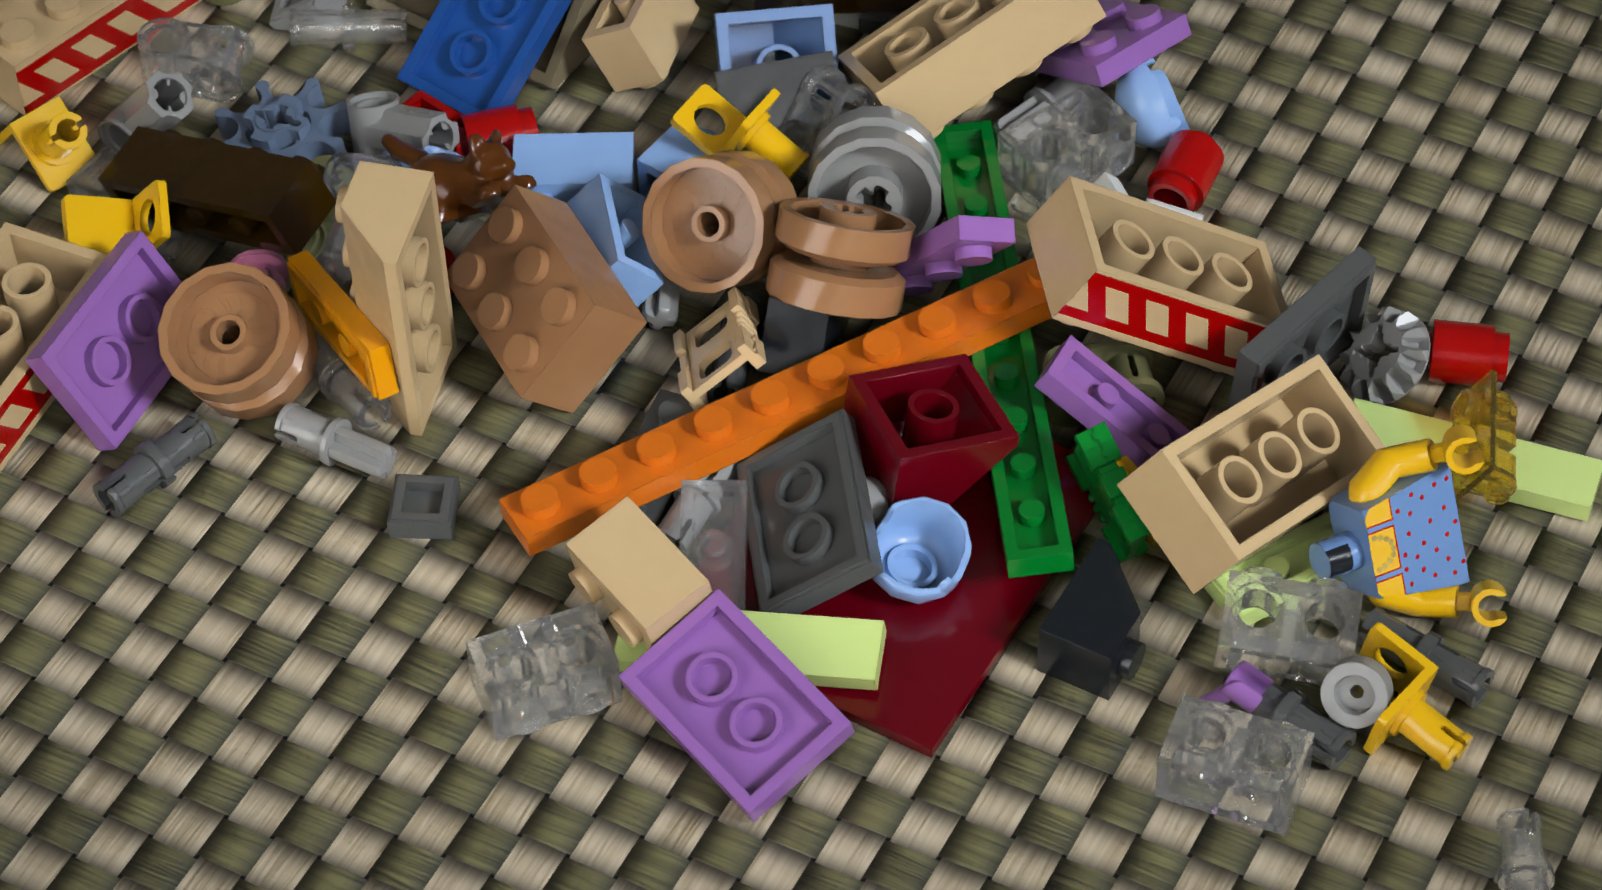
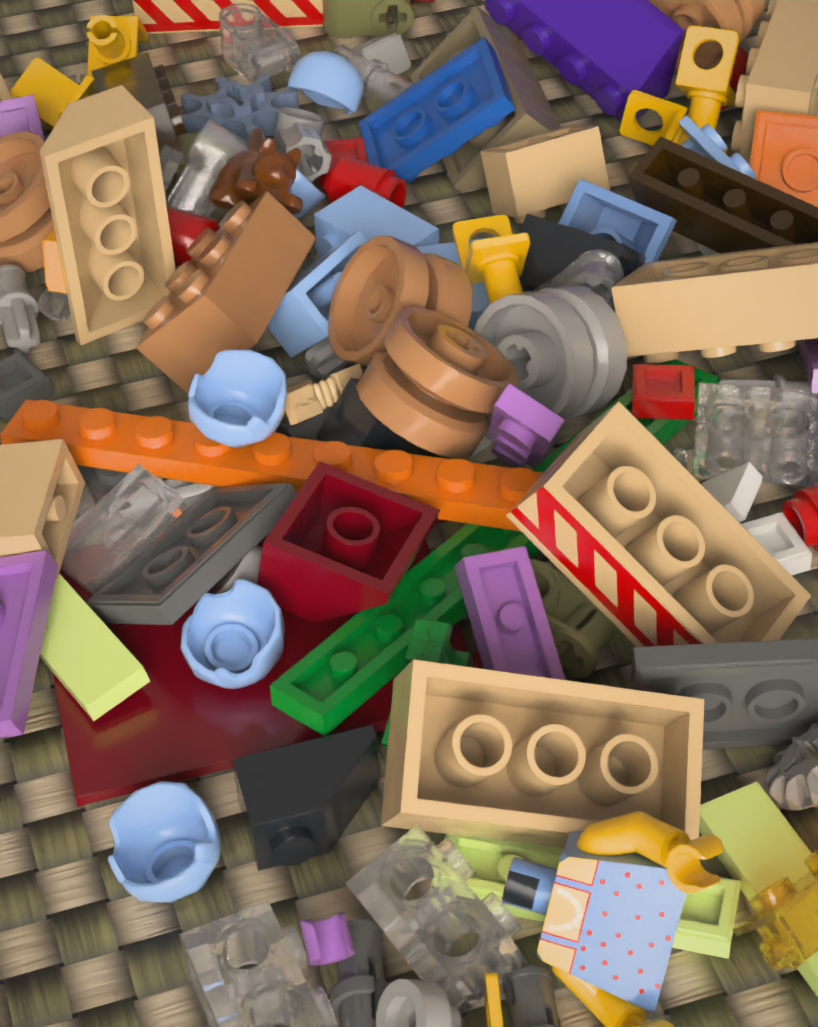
camera: 45 degrees right, 5 degrees down
(154, 105) = (176, 48): light grey piece -> none
(327, 51) = (328, 80): none -> light blue hair
(727, 368) = (238, 398): none -> light blue hair
(977, 158) = (663, 391): none -> red tile
(1053, 719) = (164, 842): none -> light blue hair

